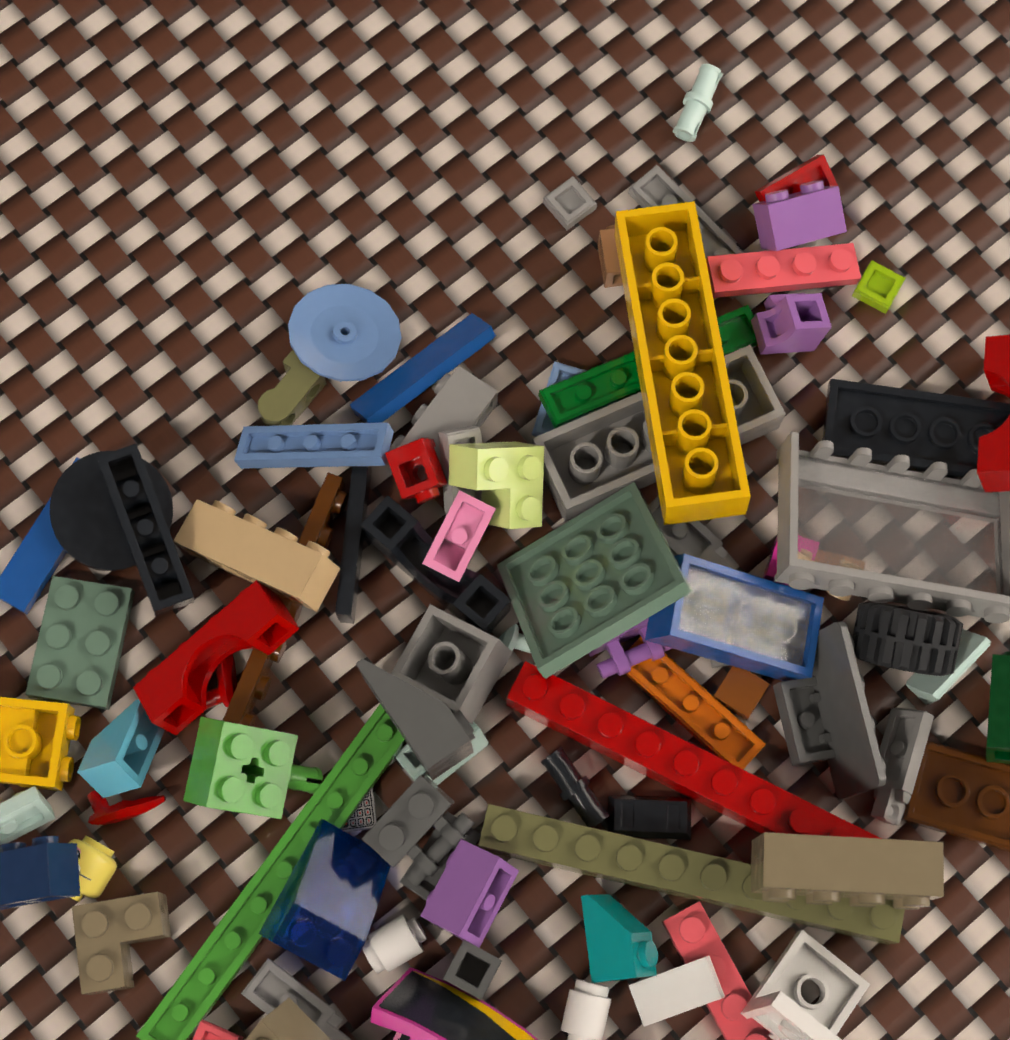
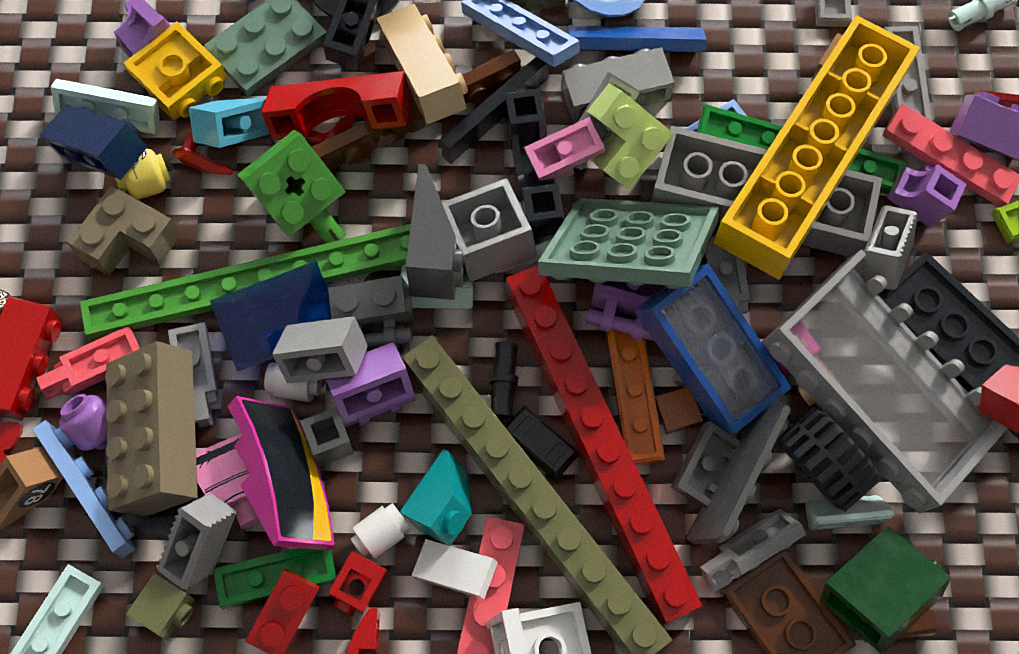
camera: 40 degrees right, 5 degrees down
(405, 463) = (573, 85): red brick -> none
(407, 902) = (320, 350): none -> light grey brick
(802, 401) = (889, 245): none -> light grey brick
(847, 867) = (641, 569): dark tan brick -> none

